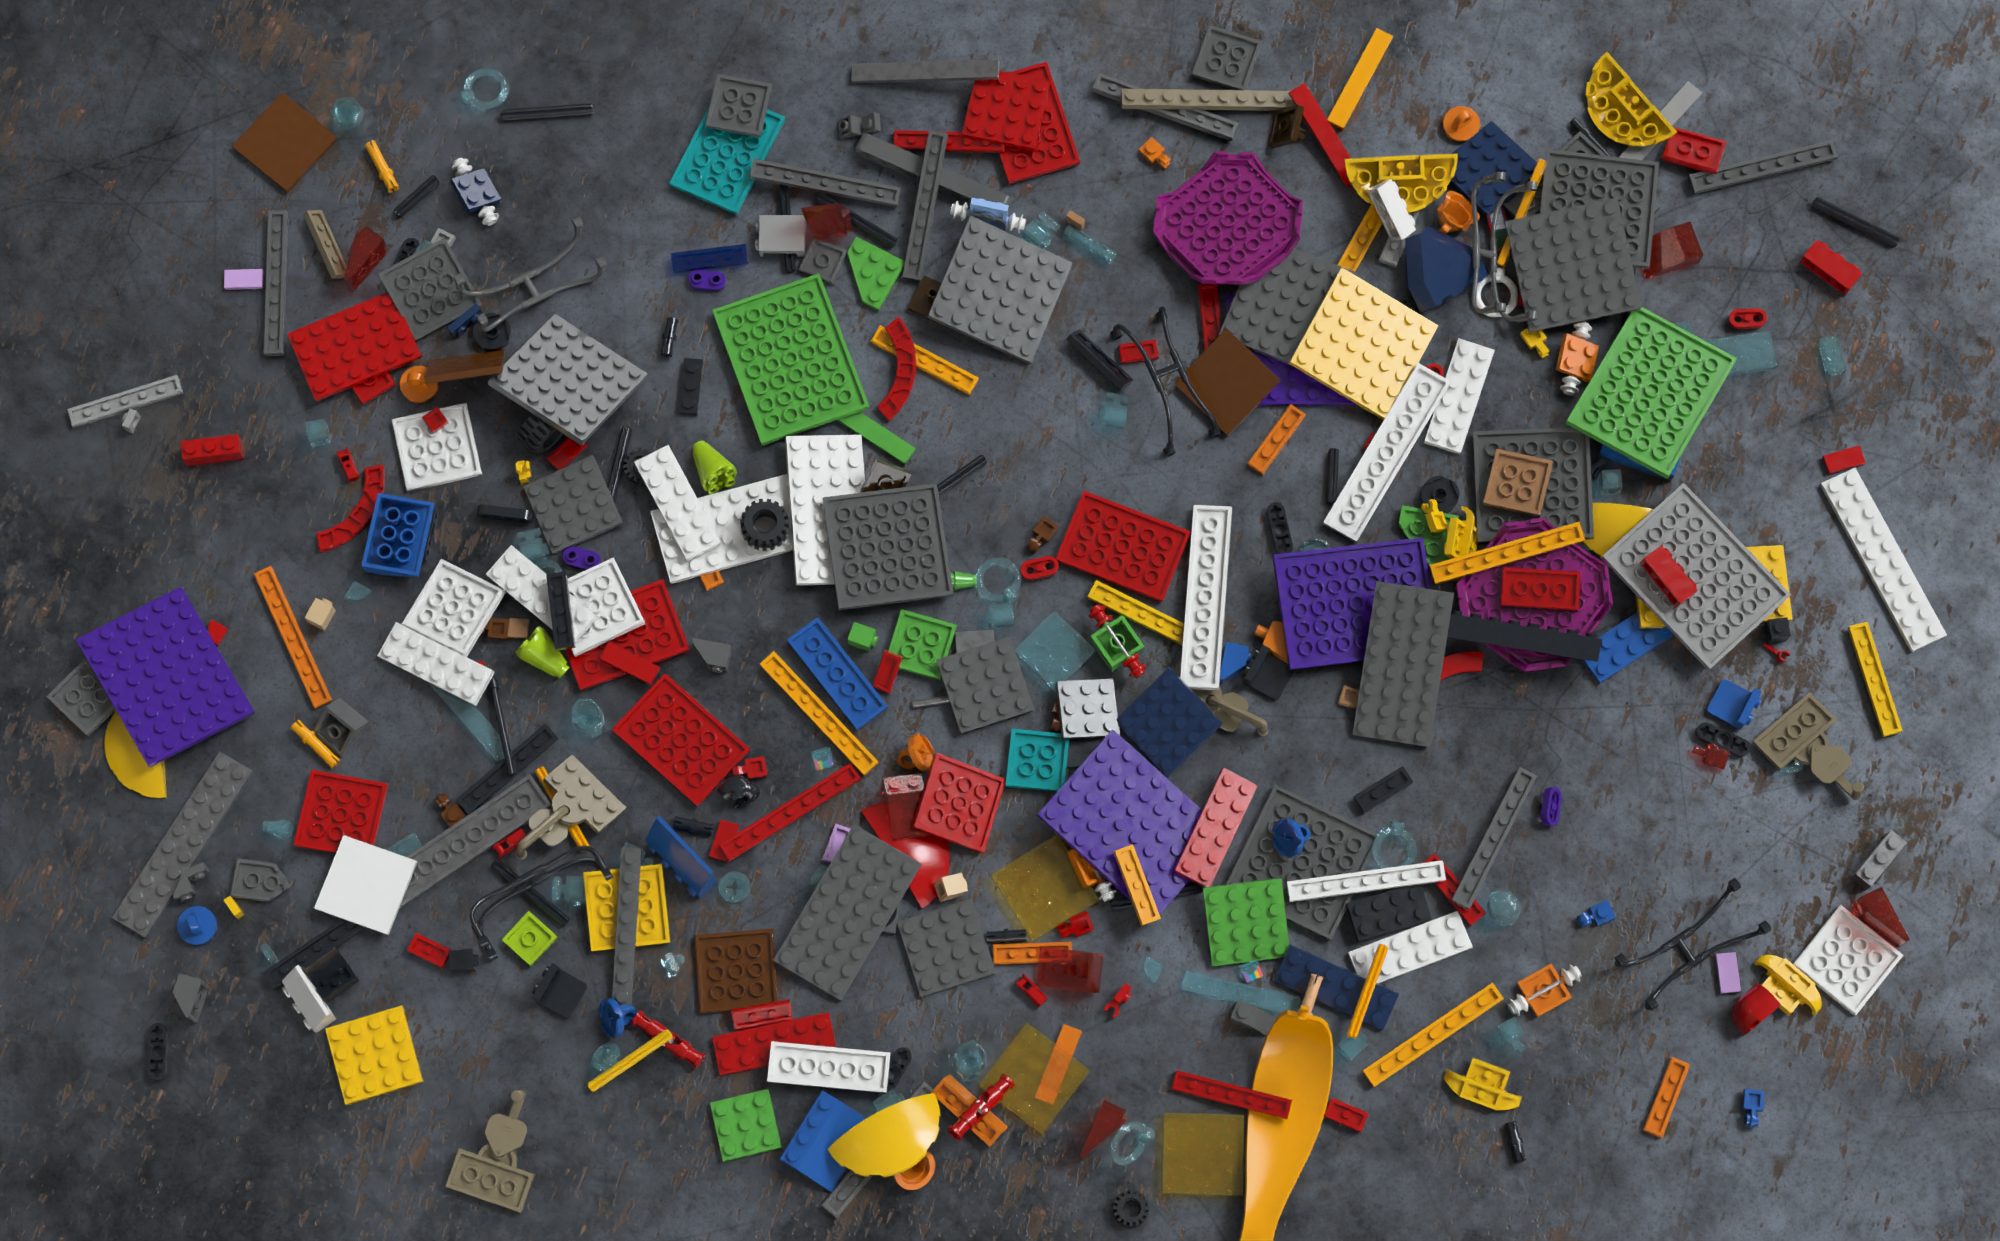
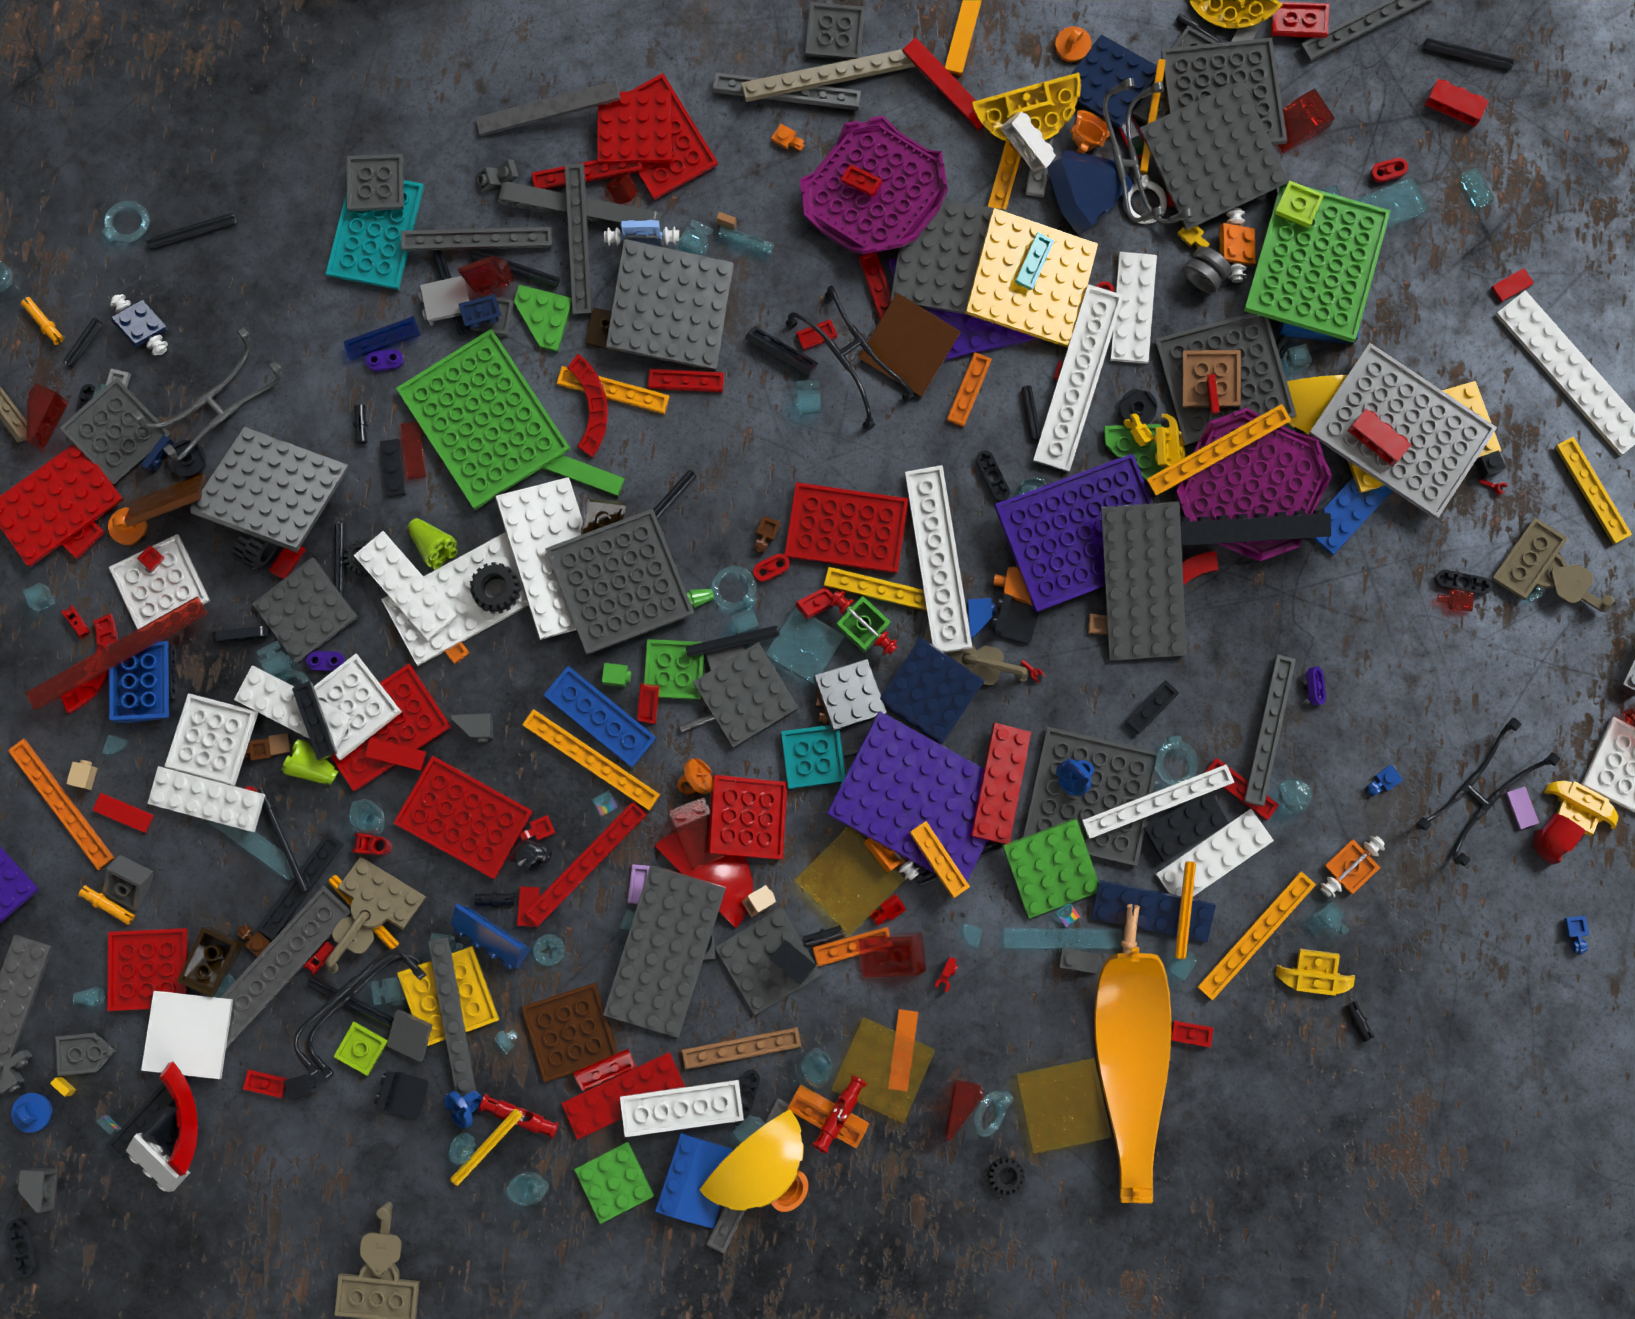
camera: 10 degrees left, 5 degrees up
(348, 961) = (186, 1118): none -> red tile
(351, 659) = (123, 812): none -> red tile
(374, 1055) = (235, 1200): yellow plate -> none
(383, 503) = (116, 653): none -> clear red plate
(404, 820) = (210, 961): none -> dark brown slope
(524, 471) = (248, 588): yellow plate -> none
(580, 936) = (409, 1035): none -> dark grey tile
(581, 744) = (368, 844): none -> red piece
(660, 1109) = (527, 1188): none -> clear light blue hair
(715, 374) = (413, 450): none -> clear red tile
(812, 253) = (480, 310): none -> dark blue bracket
(900, 1025) = (741, 1048): none -> medium nougat tile
(970, 951) = (793, 962): none -> black piece
(980, 166) = (622, 189): none -> clear red panel
(984, 630) = (732, 641): none -> black axle
(998, 367) = (686, 380): none -> red tile
(1033, 992) = (863, 985): red bar -> none
(1074, 612) = (815, 603): none -> red plate
(1217, 211) = (861, 180): none -> red plate
(1231, 1094) = (1077, 1040): red tile -> none
(1274, 729) = (1034, 672): none -> red hand
(1287, 127) = (908, 84): dark brown tile -> none
(1369, 328) = (1034, 261): none -> plate
(1514, 498) = (1212, 395): none -> red tile
(1539, 375) = (1207, 269): none -> flat silver wheel
(1540, 589) = (1258, 477): red tile -> none
(1646, 331) = (1299, 204): none -> lime plate
(1666, 1097) = (1492, 943): orange tile -> none
(1734, 704) = (1466, 545): blue bracket -> none

